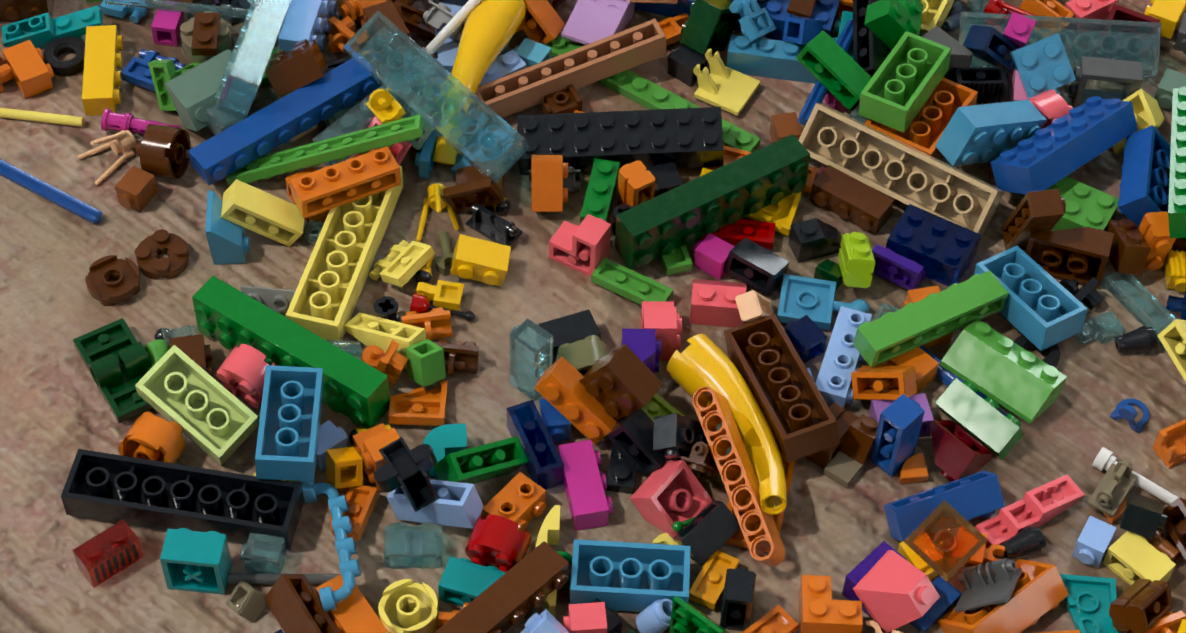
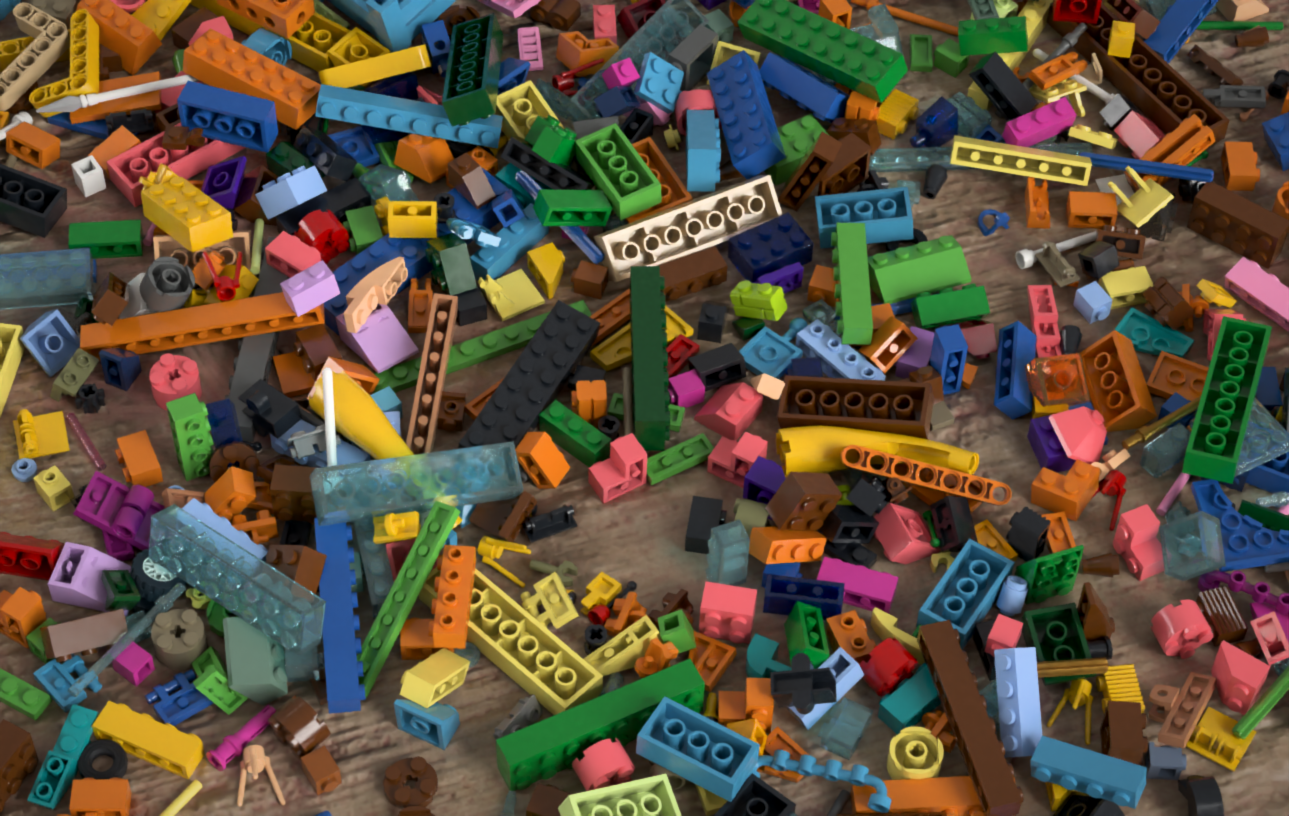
camera: 60 degrees left, 0 degrees up
(206, 34) = (189, 628): reddish brown plate -> none
(473, 392) = (727, 612): none -> coral brick
(480, 260) = (587, 547): yellow brick -> none
(774, 97) = (546, 267): none -> yellow slope
(987, 584) = (1107, 380): dark grey hinge -> none

